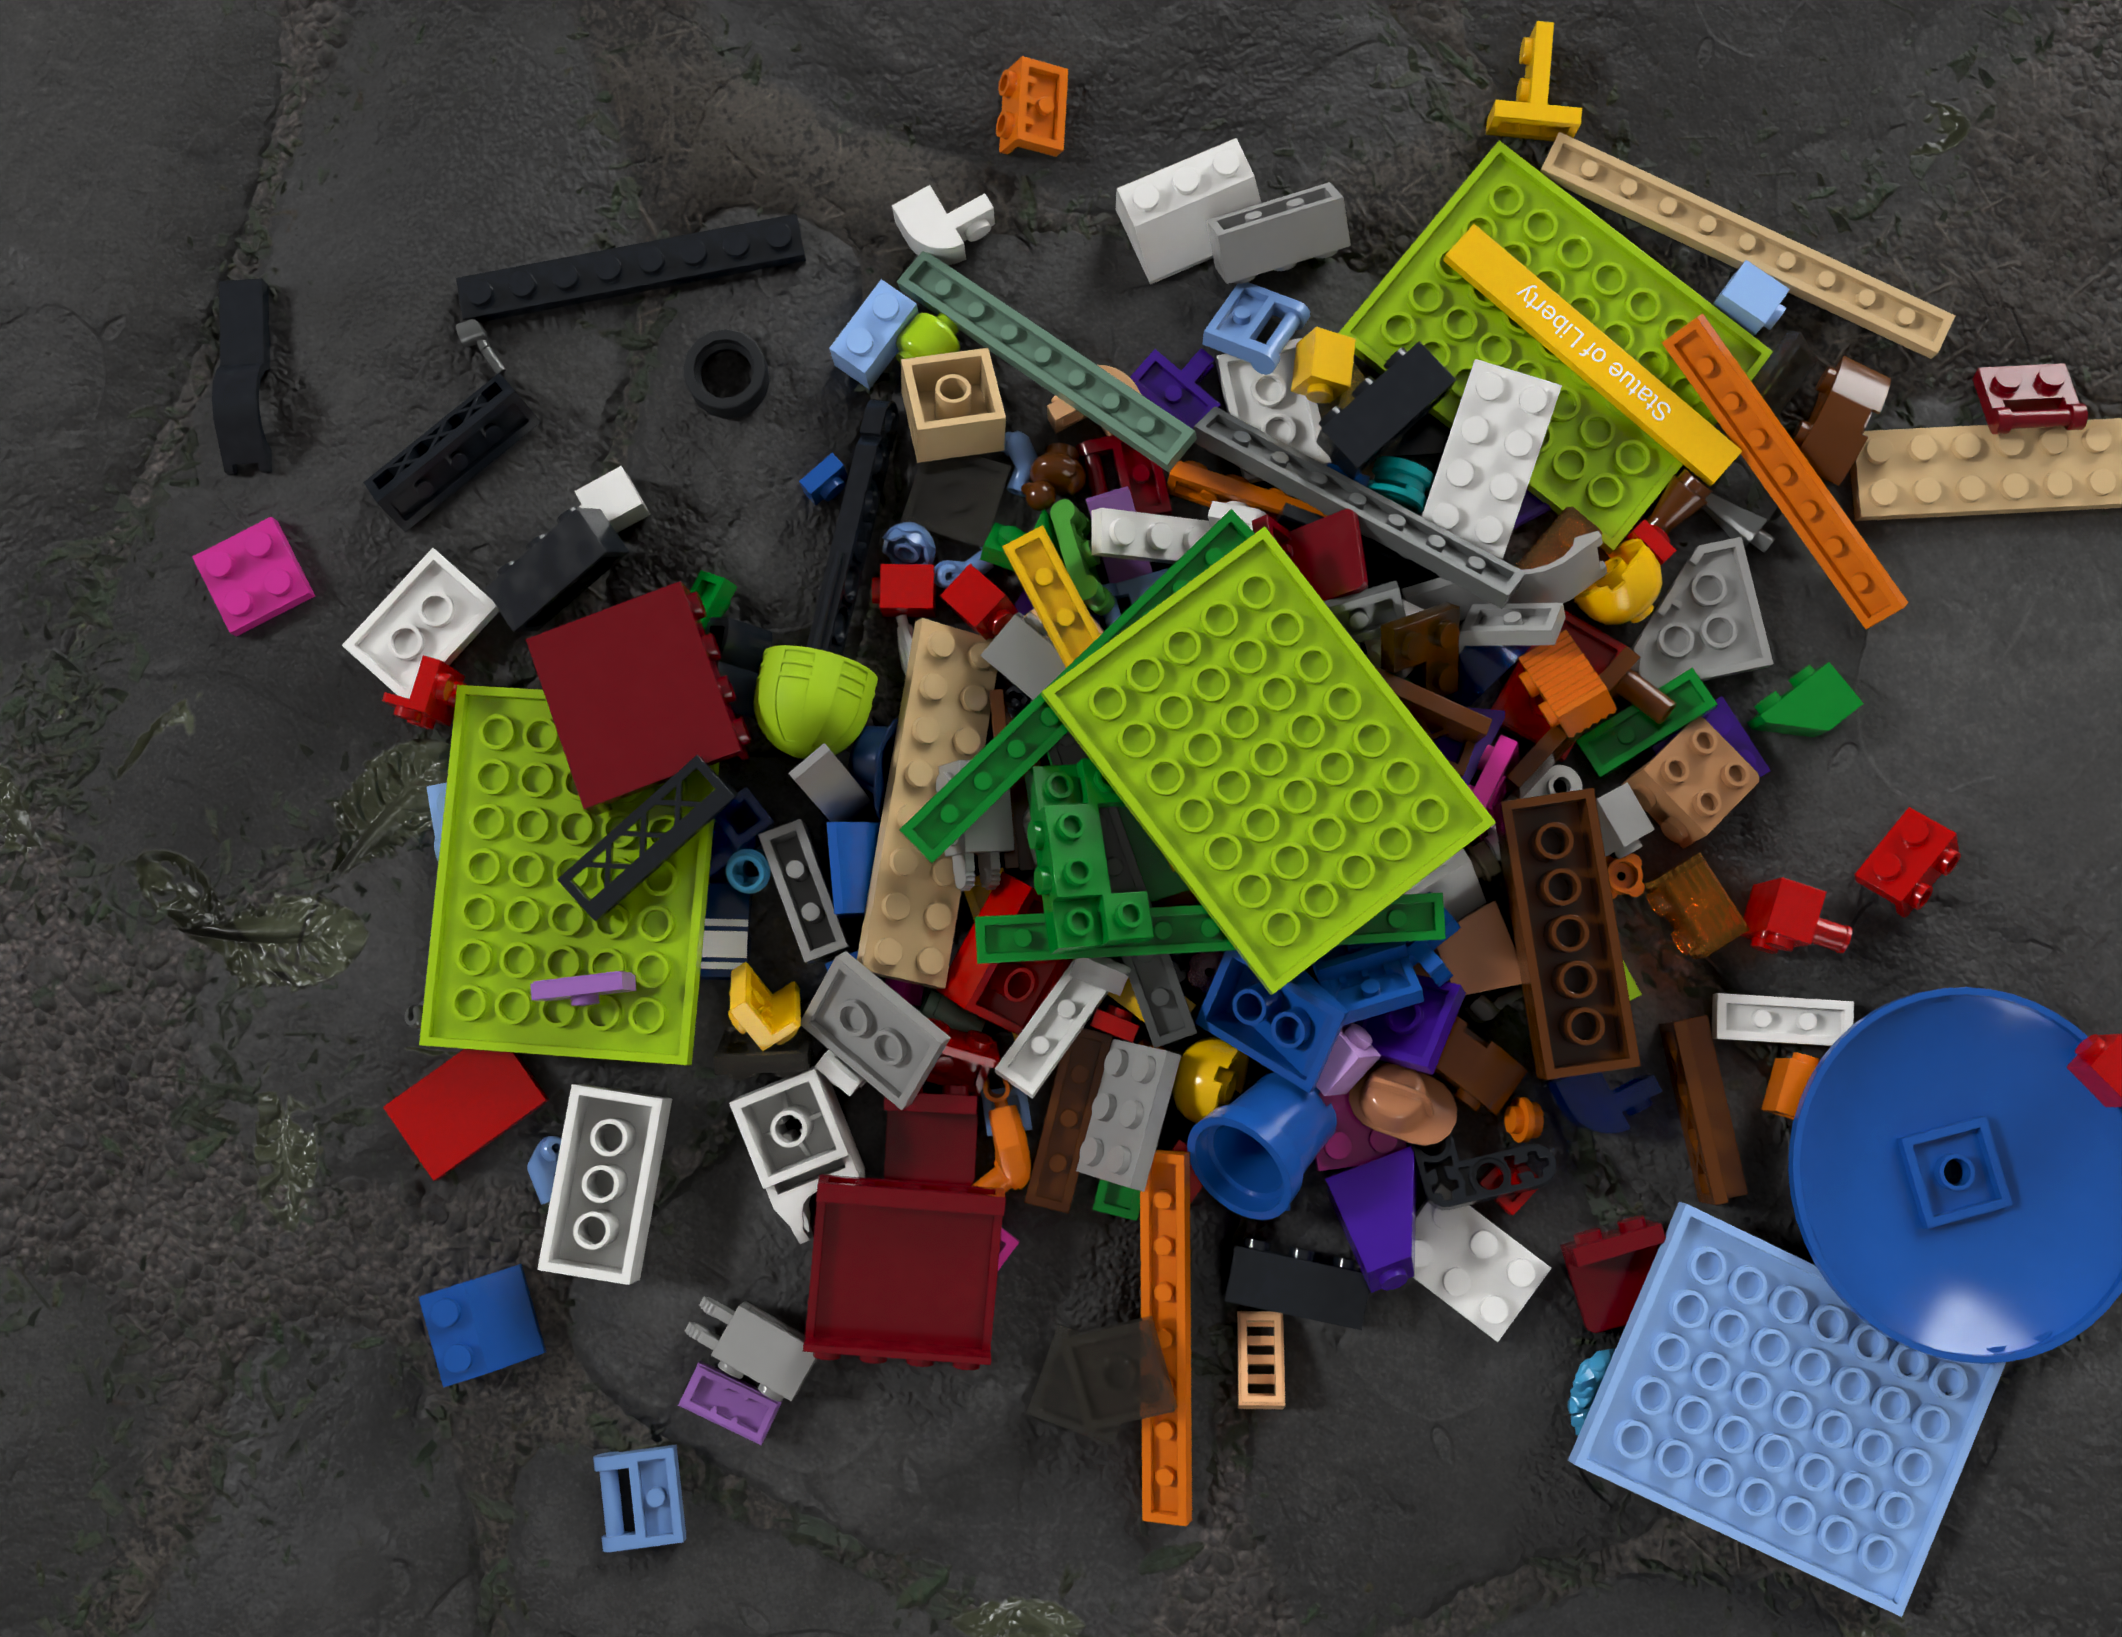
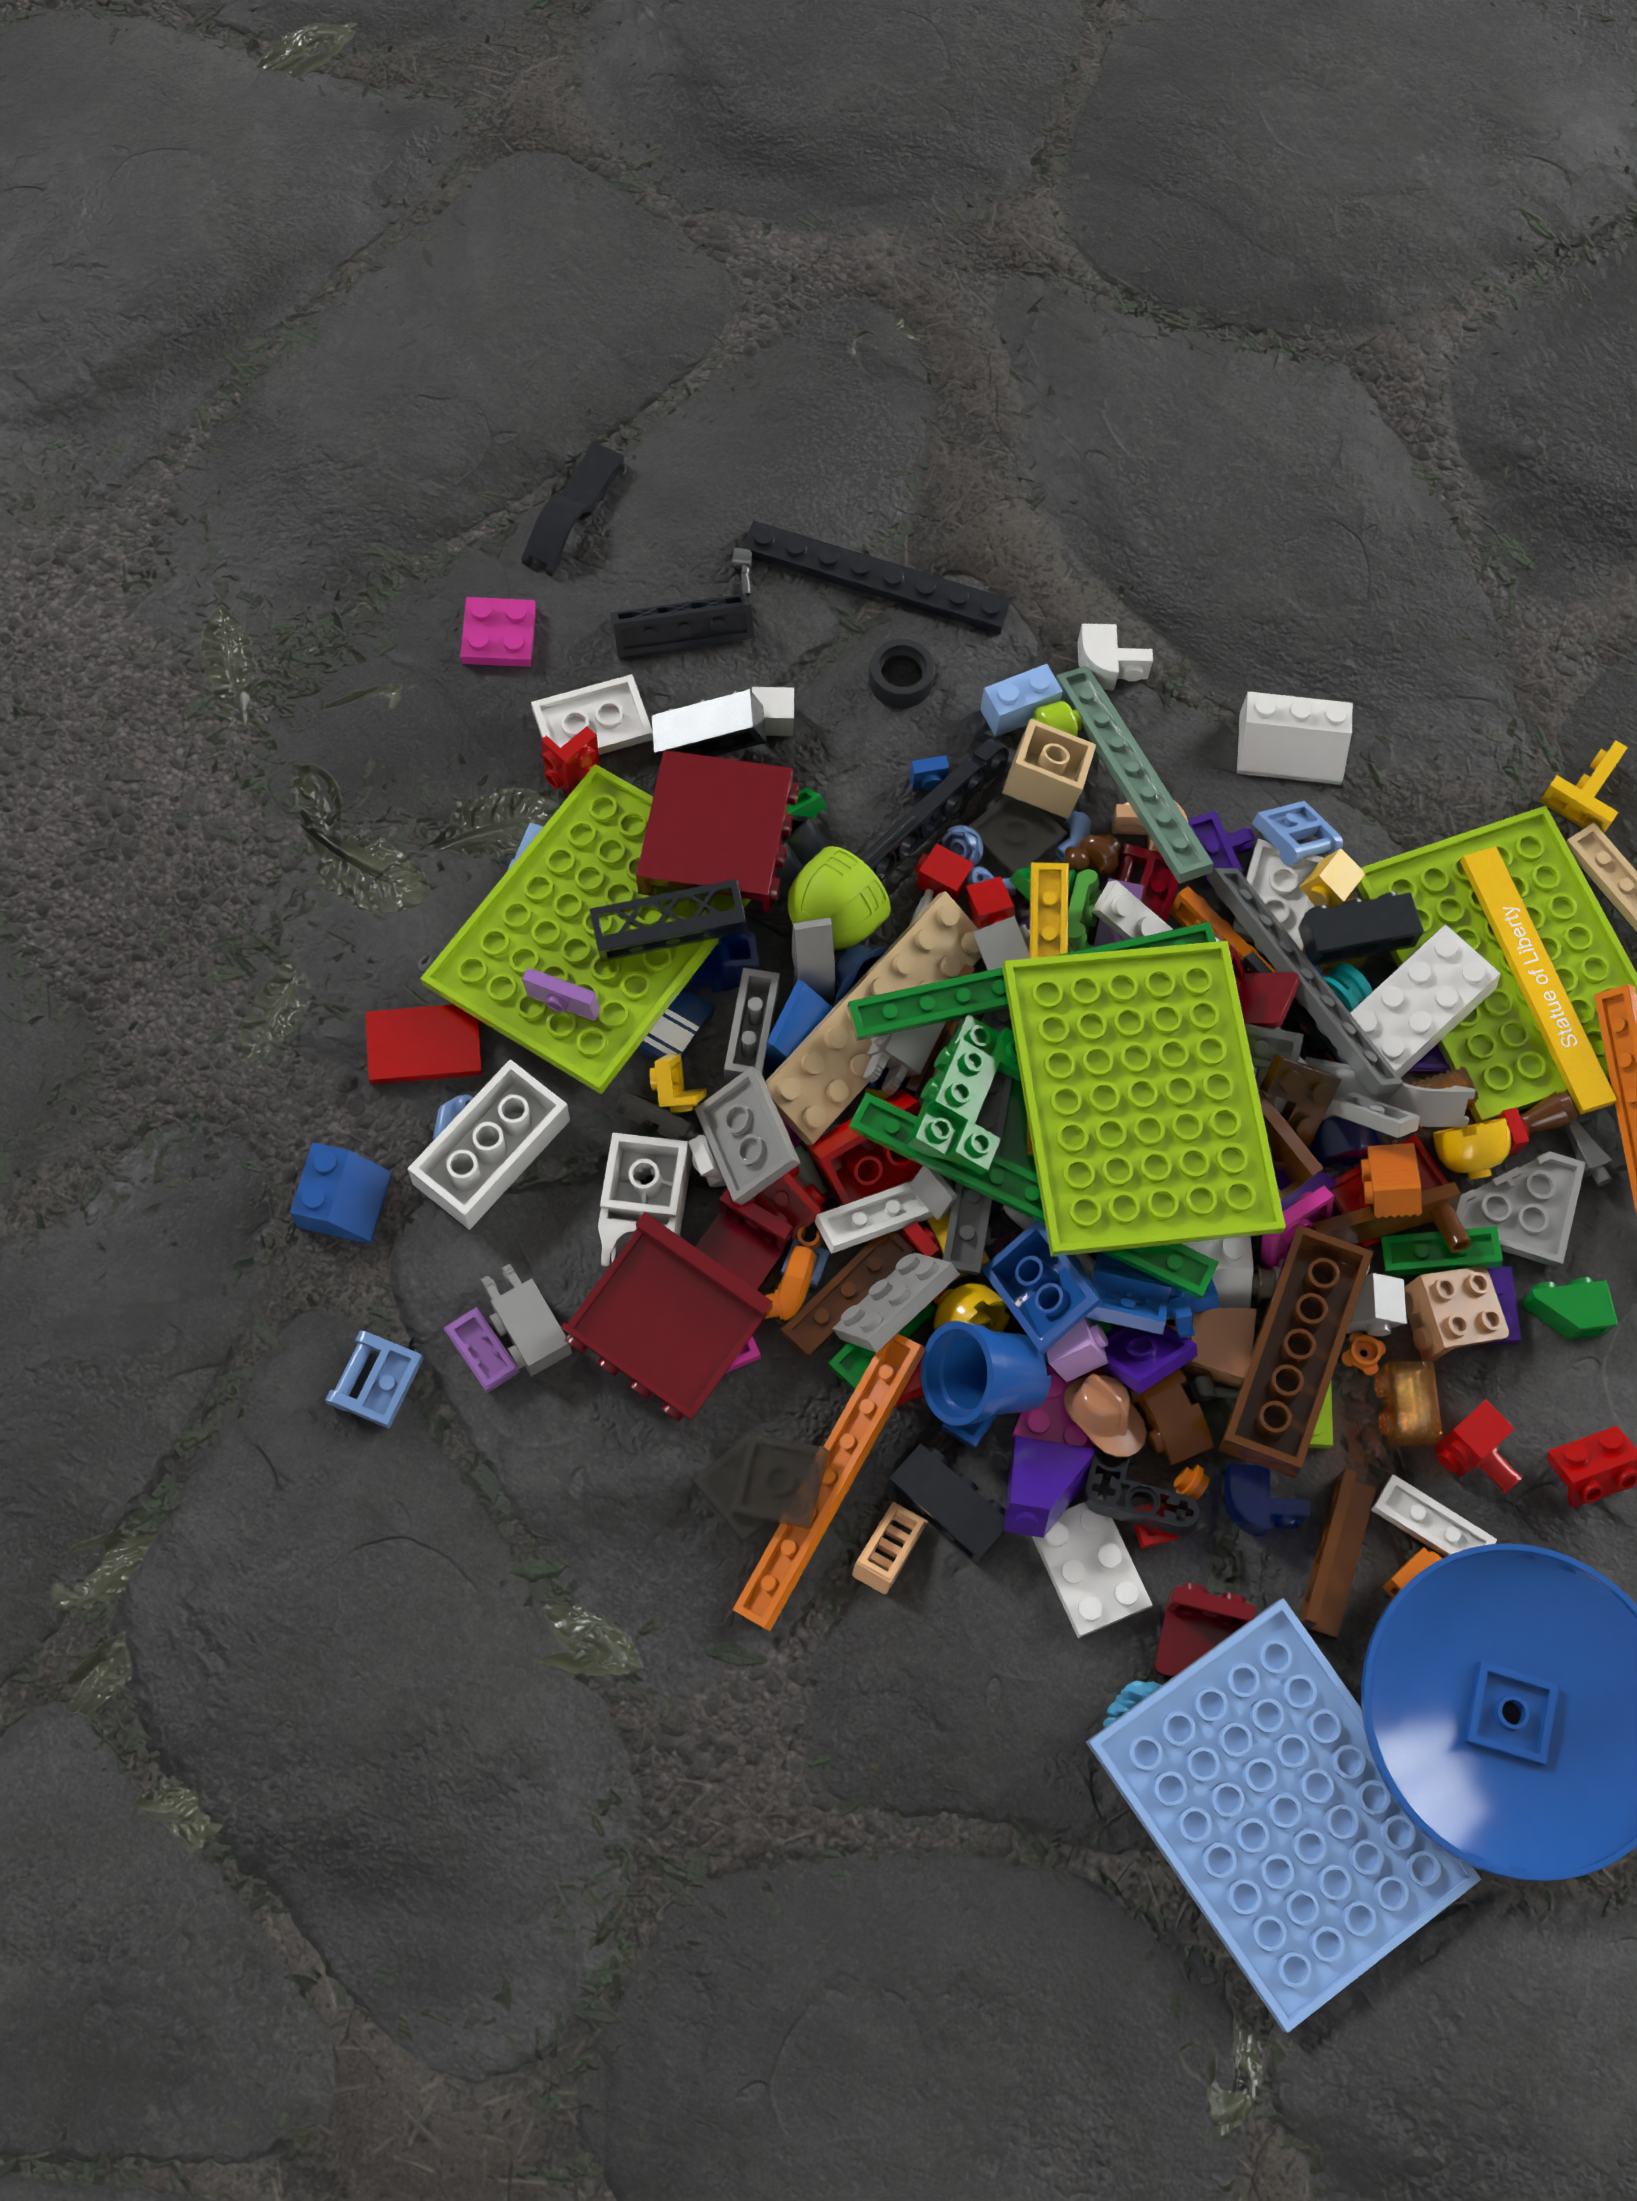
camera: 25 degrees right, 15 degrees down
(743, 875) = (717, 986): dark azure cone -> none
(1032, 107) = (1218, 617): orange bracket -> none
(1279, 233) = (1348, 783): light grey brick -> none

